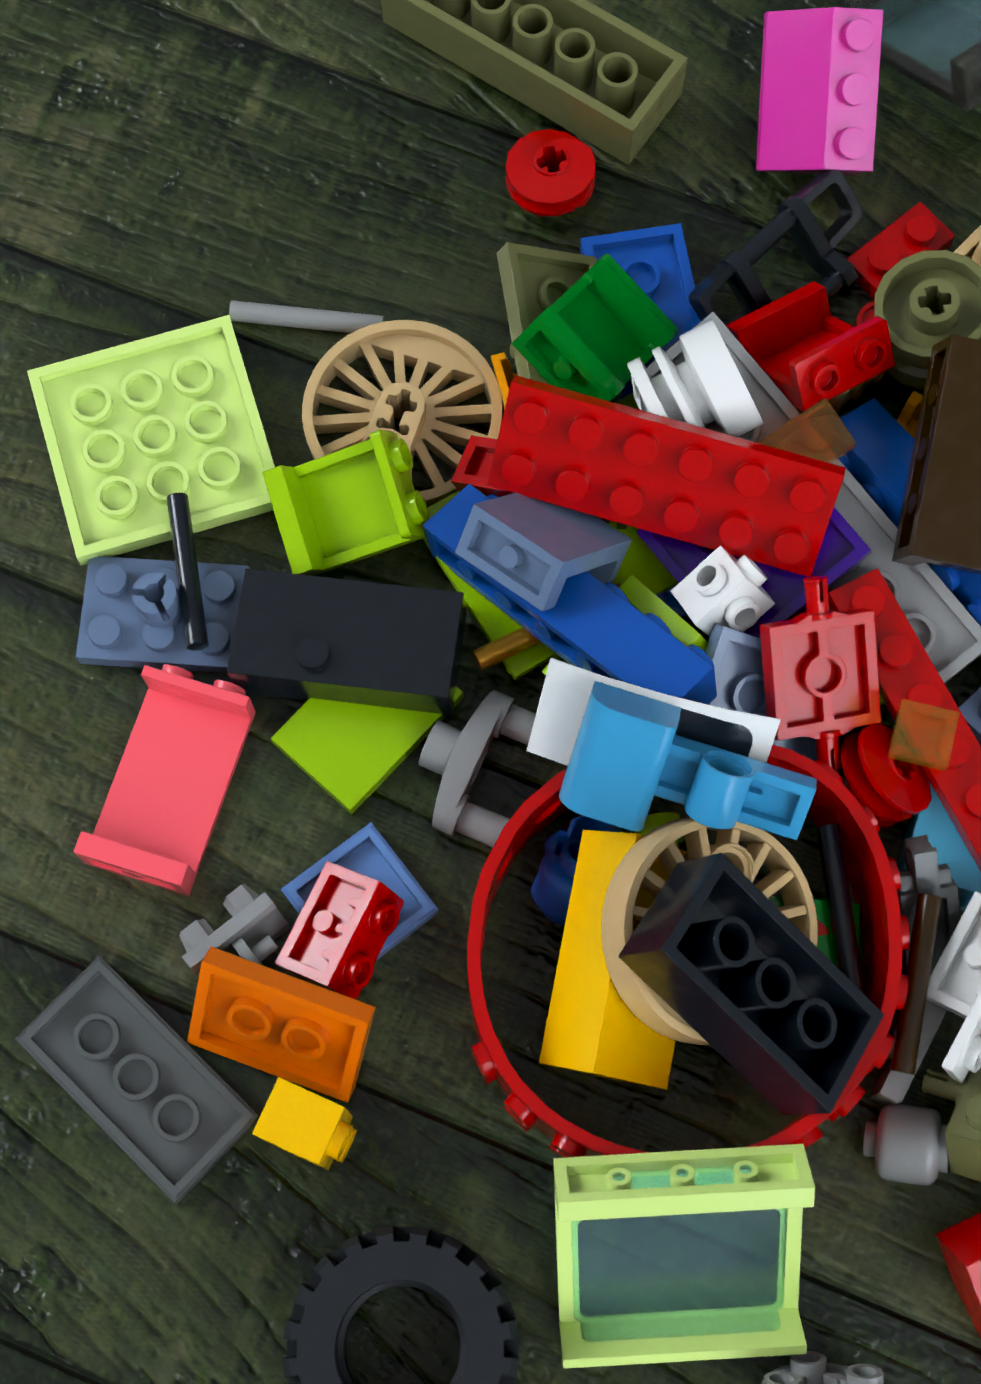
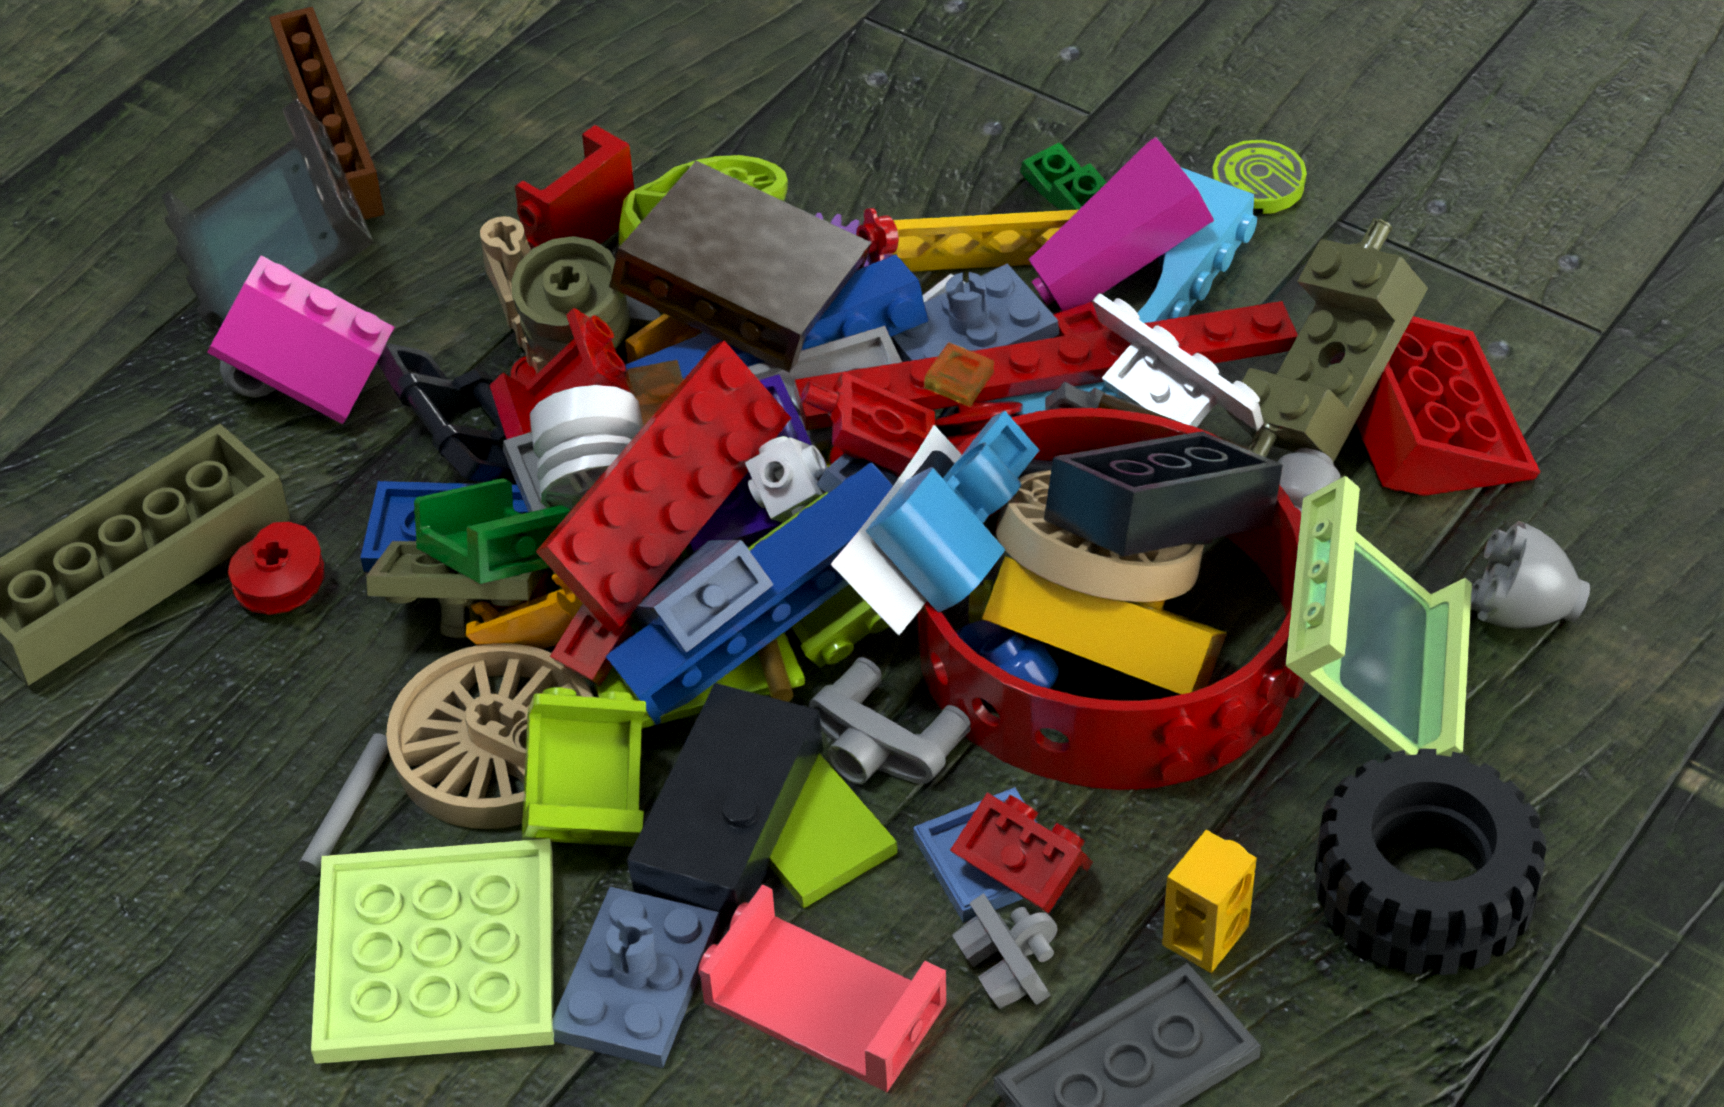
camera: 75 degrees left, 25 degrees down
(187, 571) = (598, 922): black bar -> none
(279, 1024) = (1102, 912): orange plate -> none
(910, 234) = (469, 341): red plate -> none

